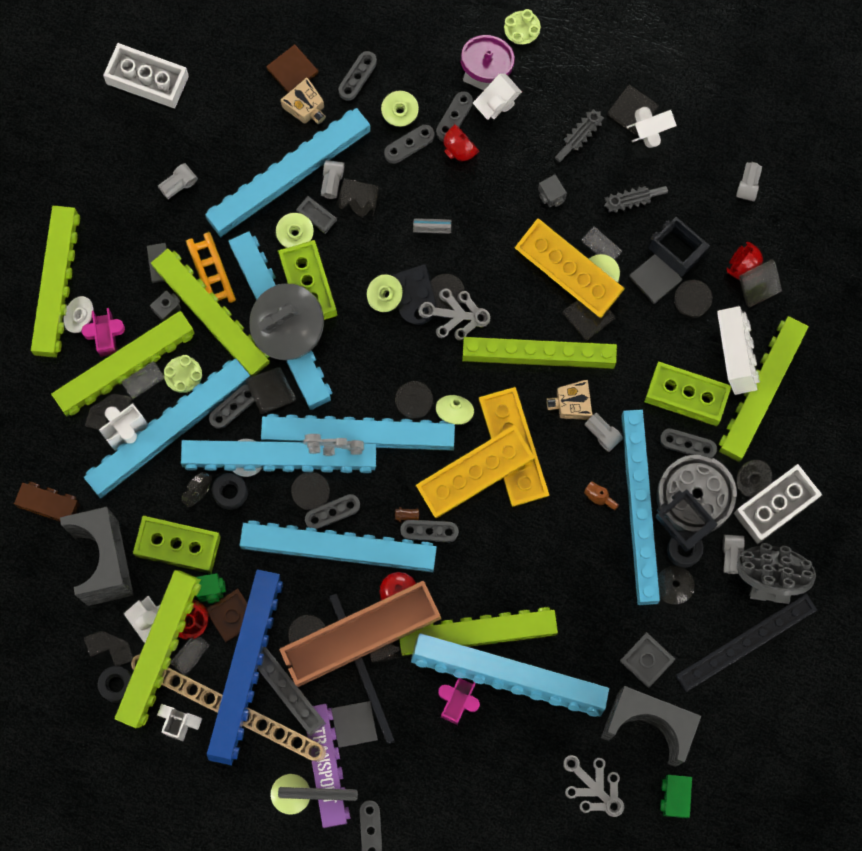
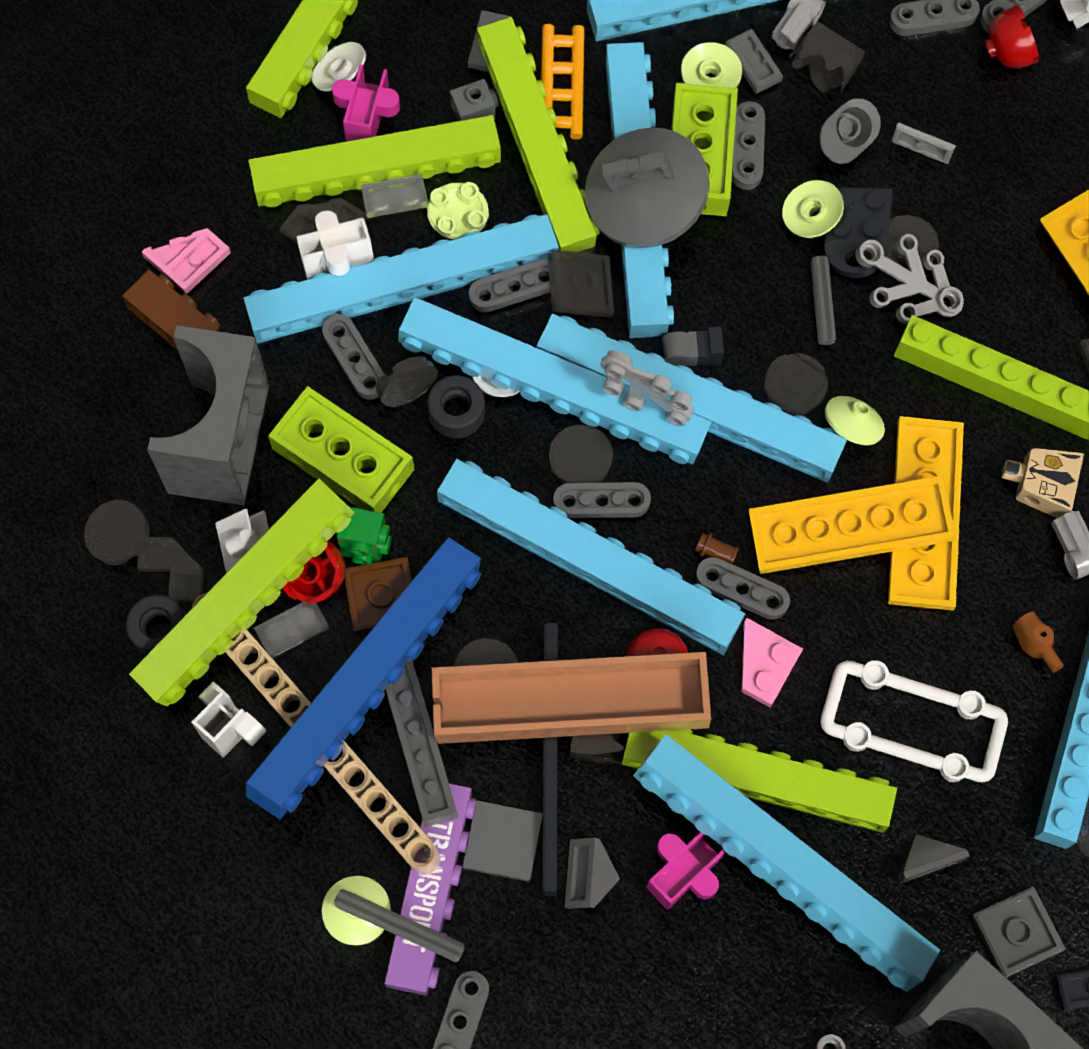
camera: 20 degrees right, 5 degrees down
(40, 465) = (188, 258): none -> bright pink wing
(69, 640) = (116, 532): none -> clear smoke tile
(154, 479) = (352, 345): none -> dark grey plate
(336, 274) = (748, 155): none -> dark grey plate
(349, 403) = (694, 348): none -> leg
(387, 238) = (849, 130): none -> dark grey piece
(407, 722) = (588, 874): none -> dark grey slope
(410, 344) = (823, 300): none -> dark grey axle
(458, 567) = (765, 662): none -> bright pink wing
(576, 546) = (969, 706): none -> white bar
(585, 638) = (929, 856): none -> dark grey slope

